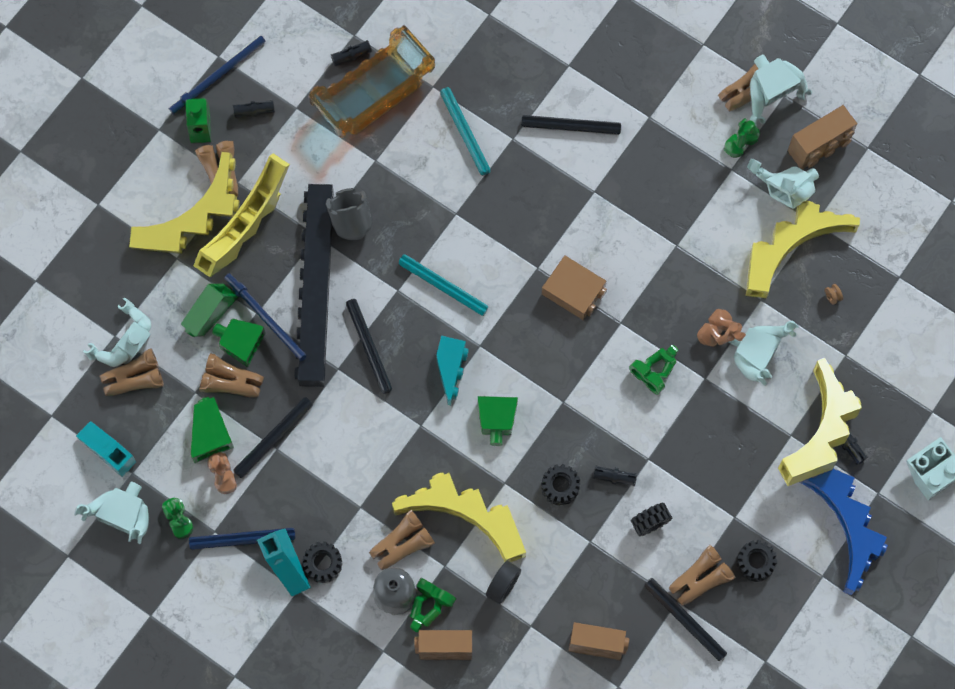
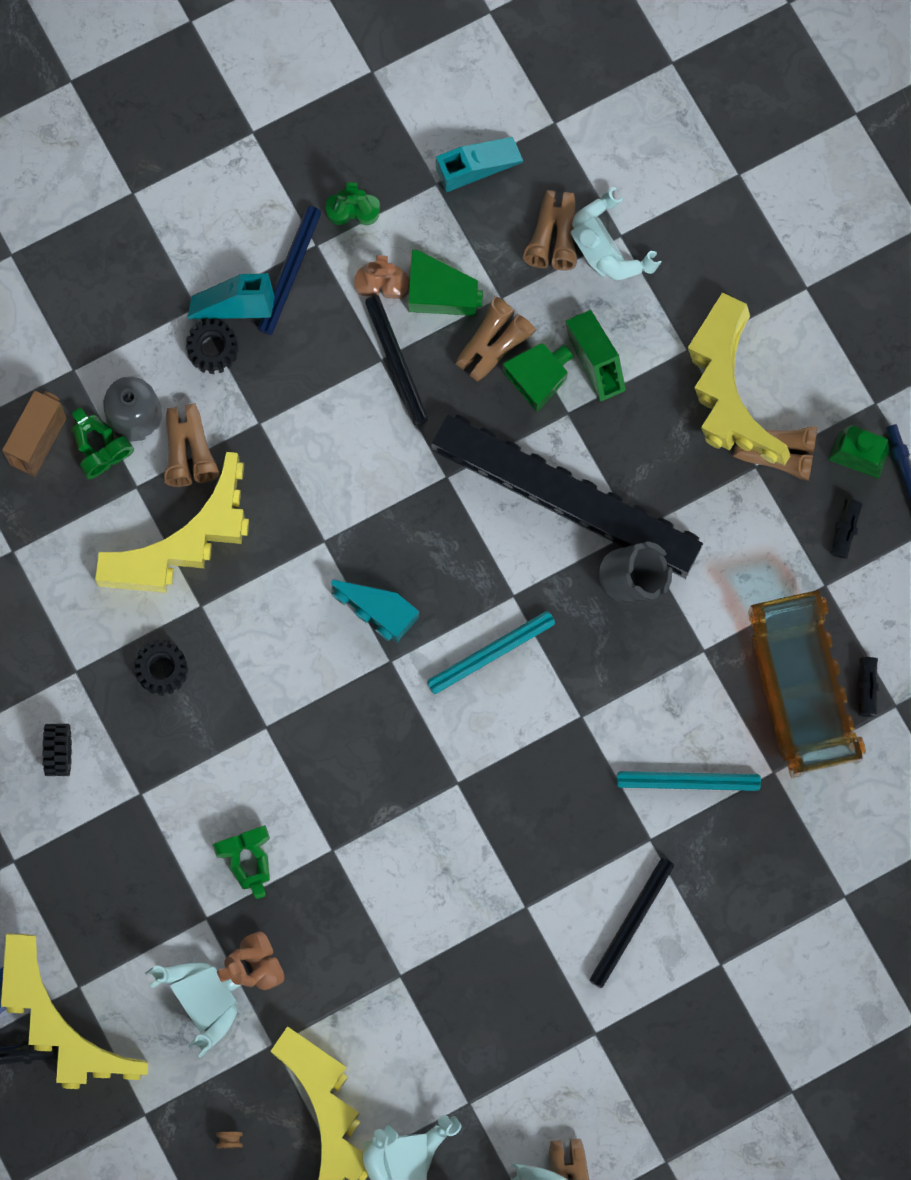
camera: 115 degrees right, 5 degrees up
(120, 510) = (389, 148): light aqua torso -> none
(241, 291) = (603, 404): dark blue bar -> none
(245, 222) = (689, 446): light yellow arch -> none
(369, 346) = (454, 524): black axle -> none
(497, 417) = (284, 632): green torso -> none
(503, 582) = (73, 536): black tyre -> none
(574, 288) = (403, 811): medium nougat brick -> none
(615, 475) = (138, 739): black pin -> none
(746, 135) = (499, 1127): green piece -> none

